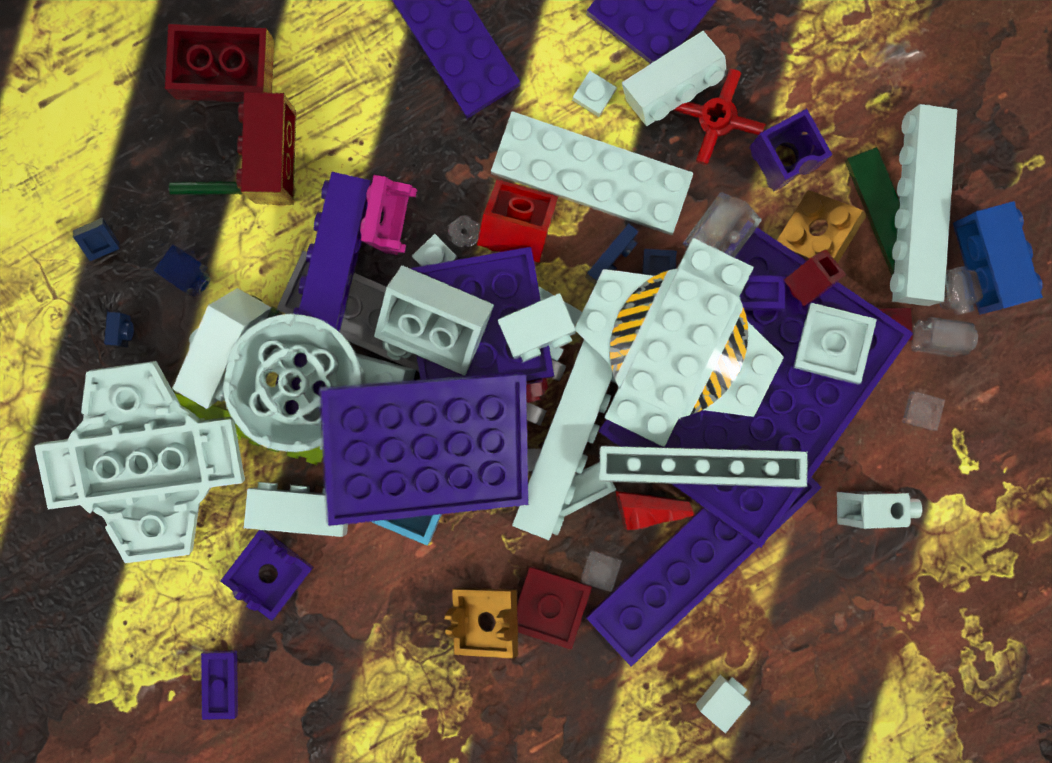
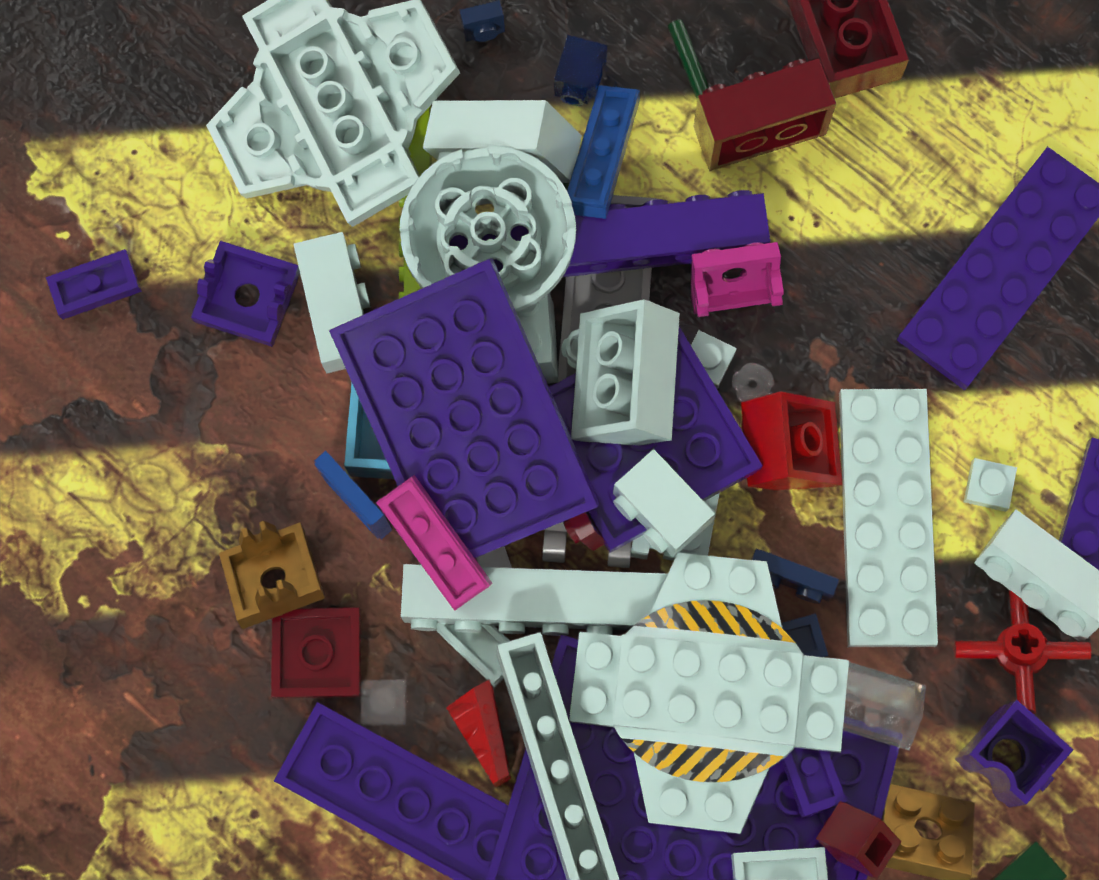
camera: 75 degrees right, 10 degrees down
(254, 276) = (602, 150): none -> blue tile
(449, 546) = (352, 495): none -> blue tile
(507, 499) = (434, 542): none -> dark pink tile

